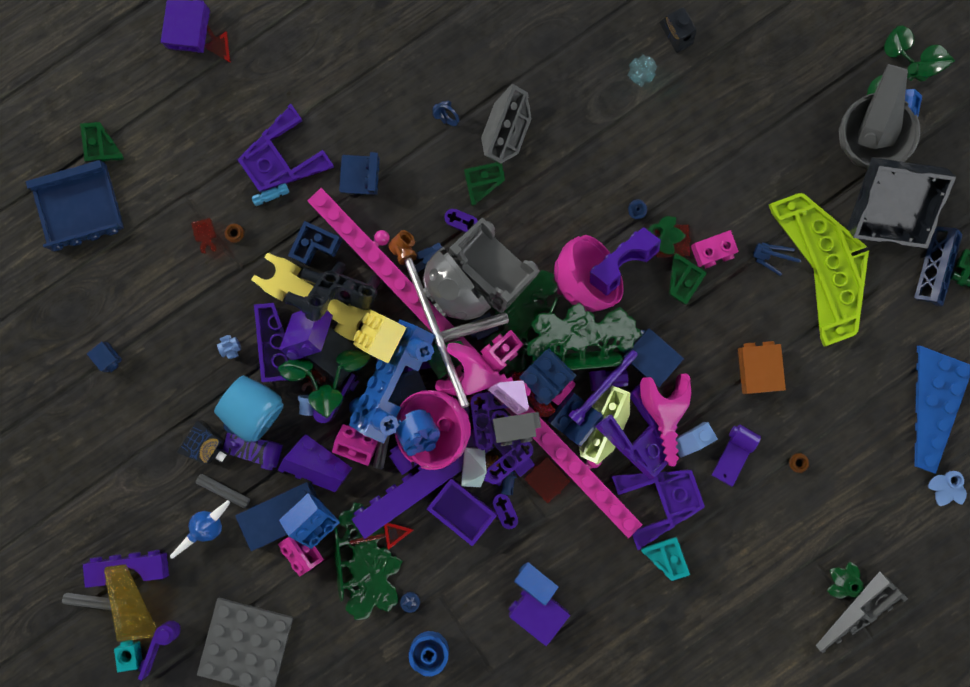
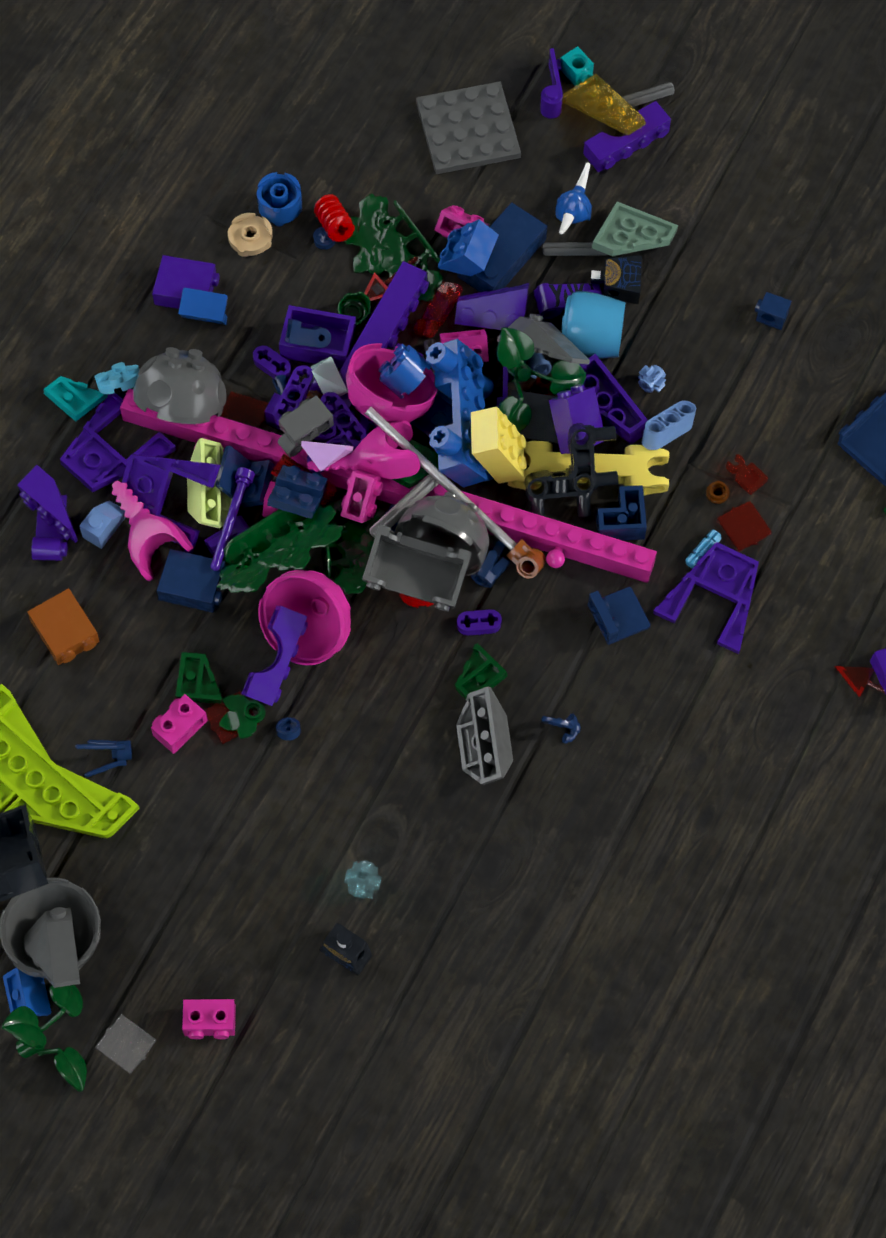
camera: 155 degrees right, 20 degrees down
(171, 480) = (632, 231): none -> sand green plate
(230, 199) = (744, 526): none -> clear red piece
(232, 302) = (668, 425): none -> medium blue beam
(295, 413) = (548, 339): none -> dark grey wedge
(357, 489) = (438, 309): none -> clear red hinge
(396, 611) = (334, 218): none -> red piece
(420, 523) = (356, 305): none -> dark green hair
(473, 508) = (311, 337): none -> dark blue leg
(474, 642) = (250, 245): none -> tan plate
(593, 511) = (180, 387): none -> dark grey rock
(639, 553) = (118, 377): none -> medium azure plate
(732, 467) = (42, 494): none -> dark purple slope
(792, 27) = (212, 1018): none -> dark pink brick
(852, 45) = (126, 1044): none -> clear piece

